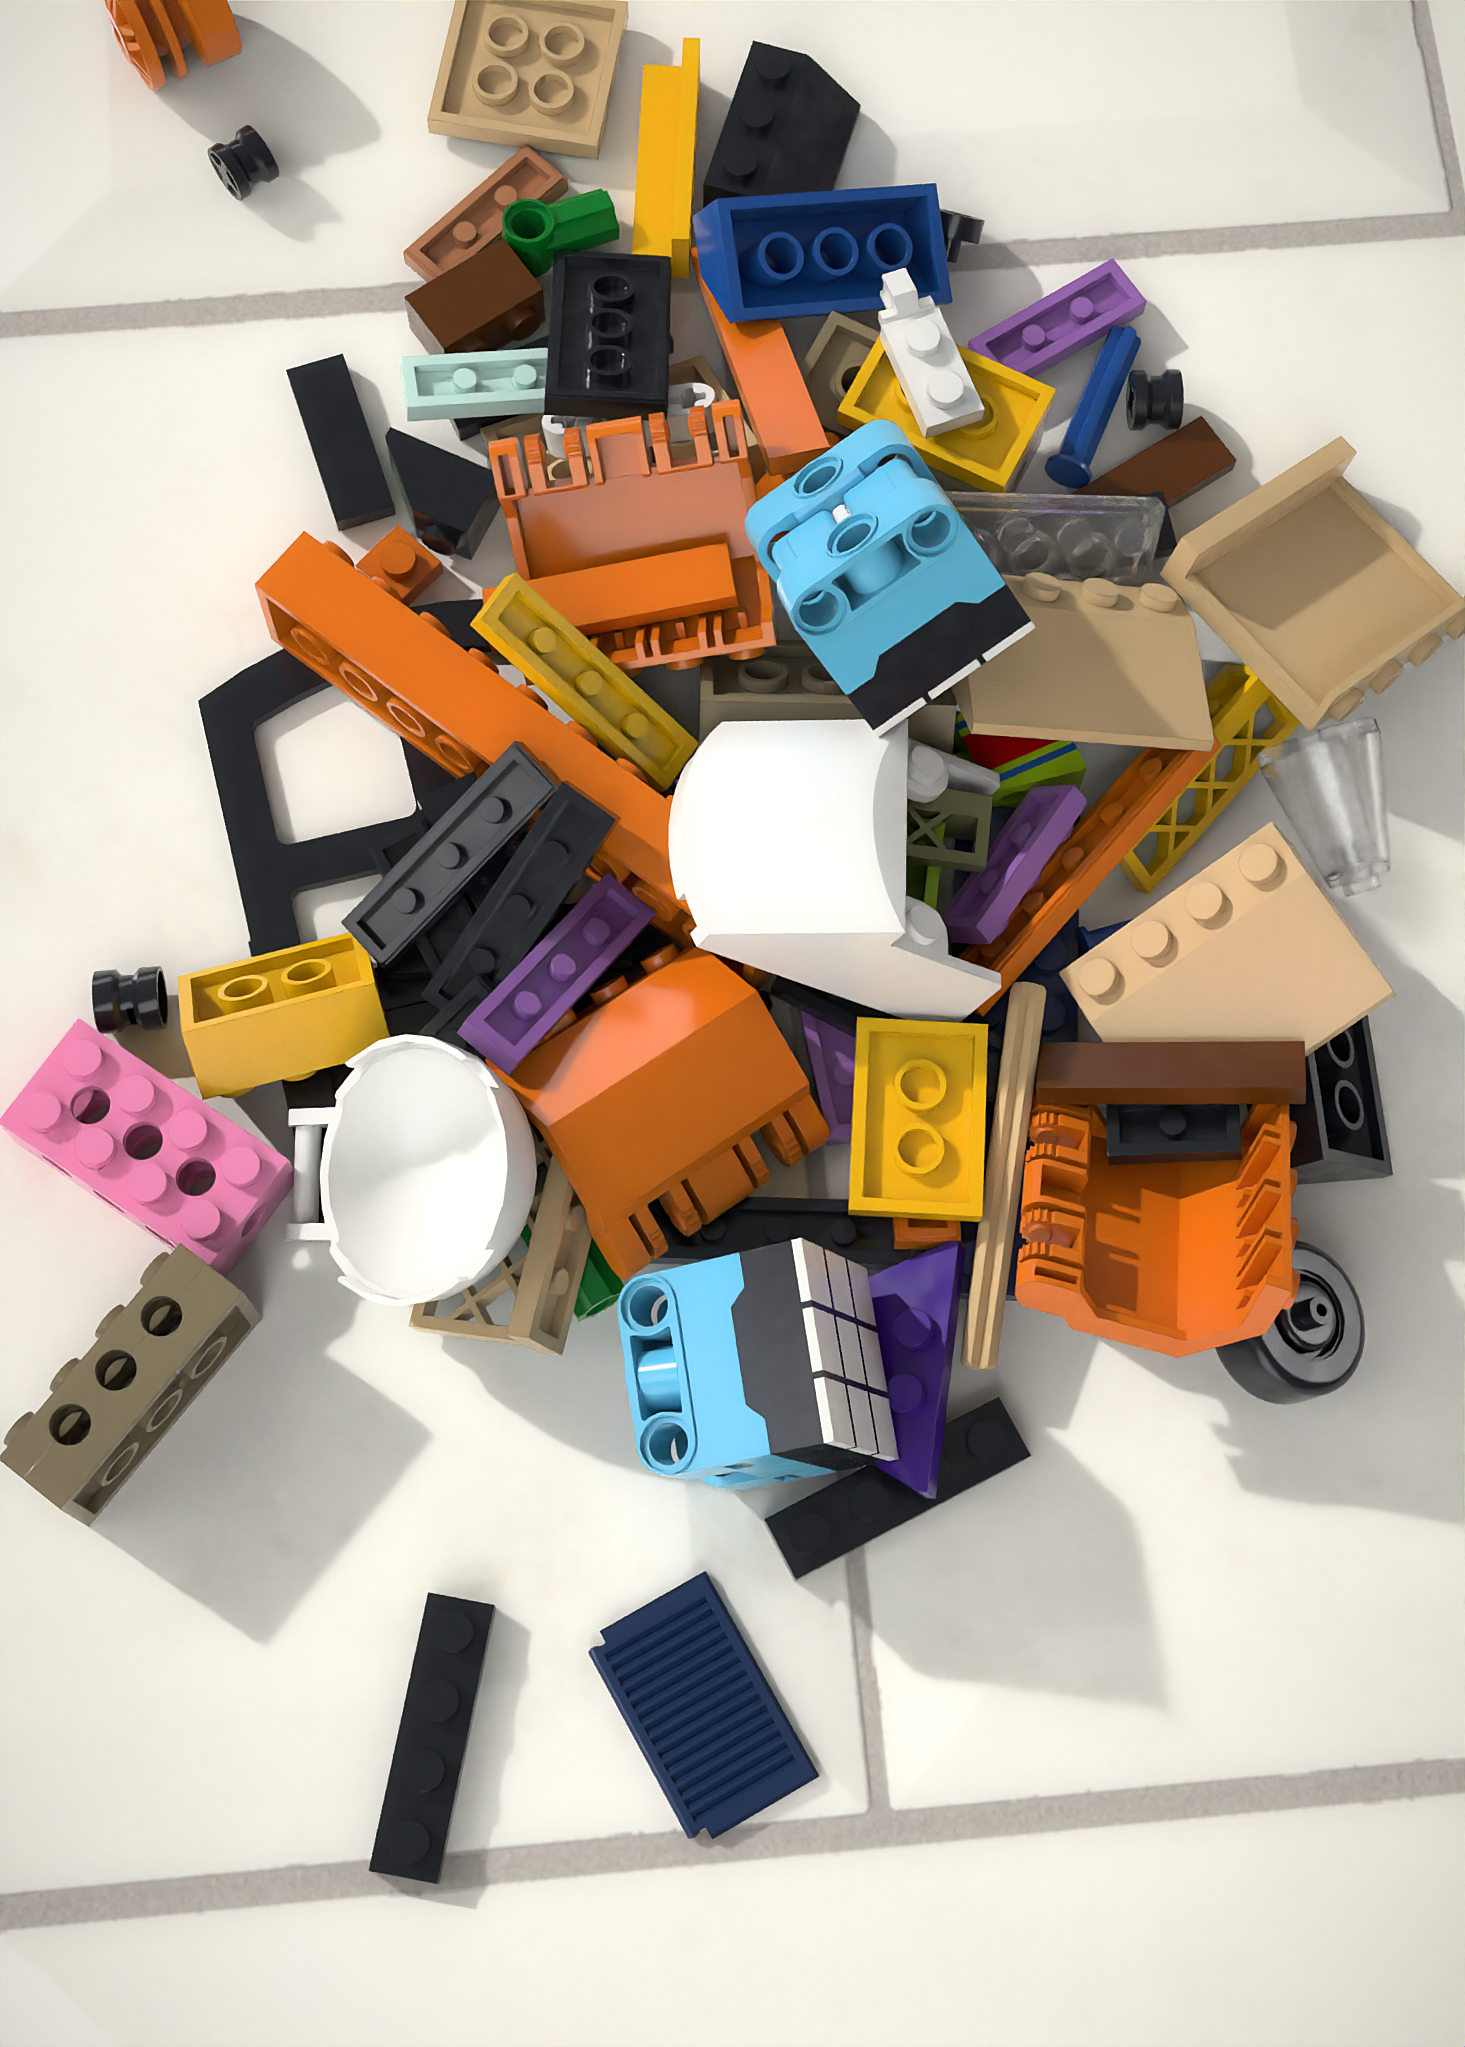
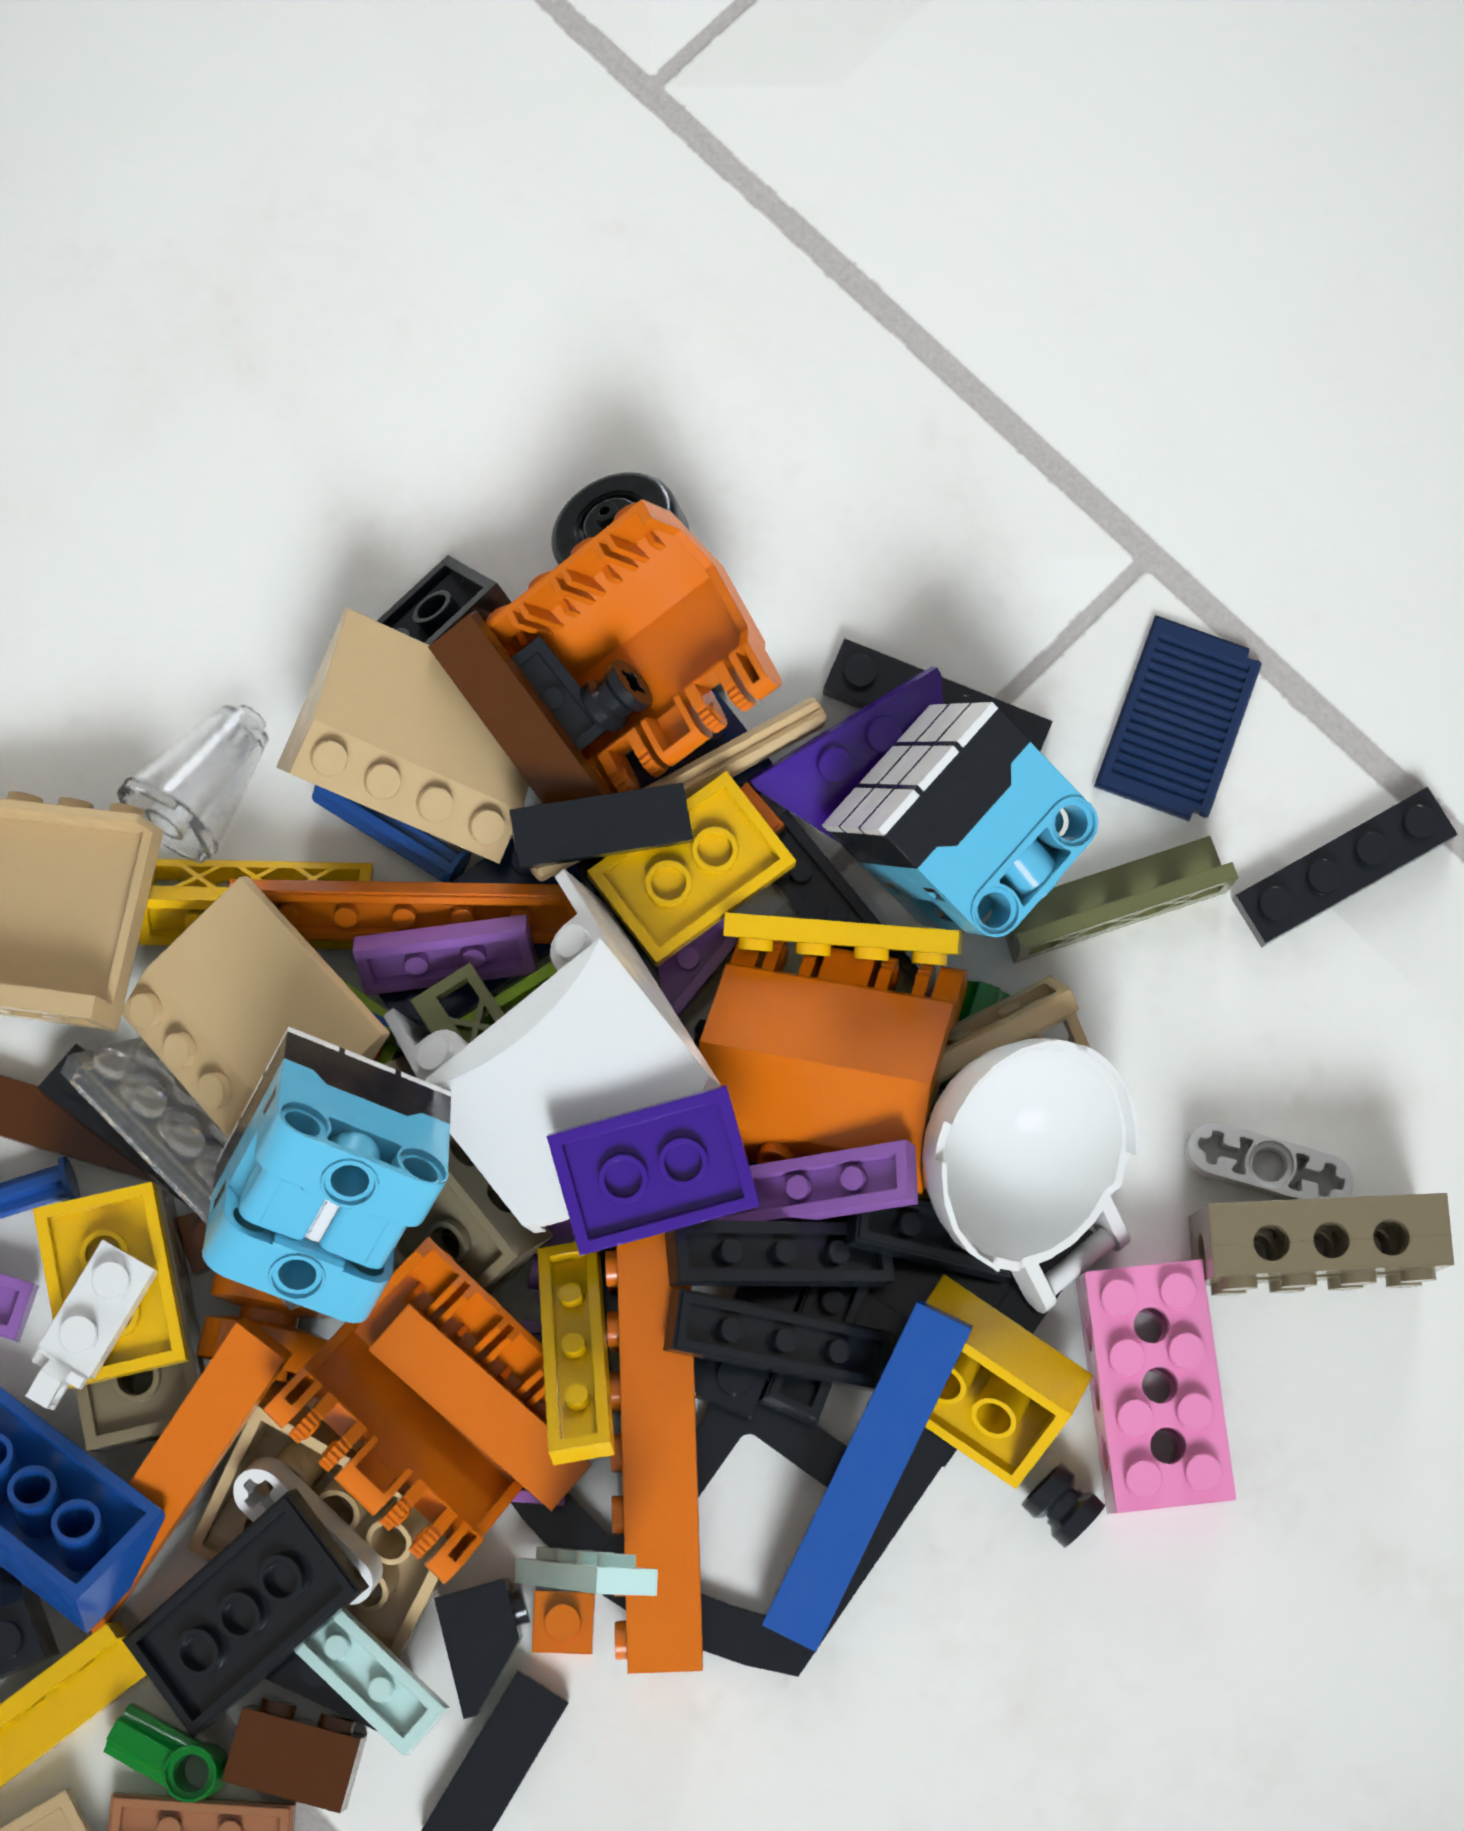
camera: 130 degrees left, 5 degrees up
(204, 1459) = (1230, 1140): none -> white beam
(293, 854) = (867, 1475): none -> blue tile
(403, 554) = (586, 1572): none -> light aqua plate
(578, 1503) = (1122, 897): none -> olive fence
(667, 823) = (653, 1170): none -> dark purple plate
(763, 1179) = (869, 940): none -> yellow plate
(1016, 1059) = (600, 826): none -> black tile
(1131, 1177) = (616, 695): none -> black wheel

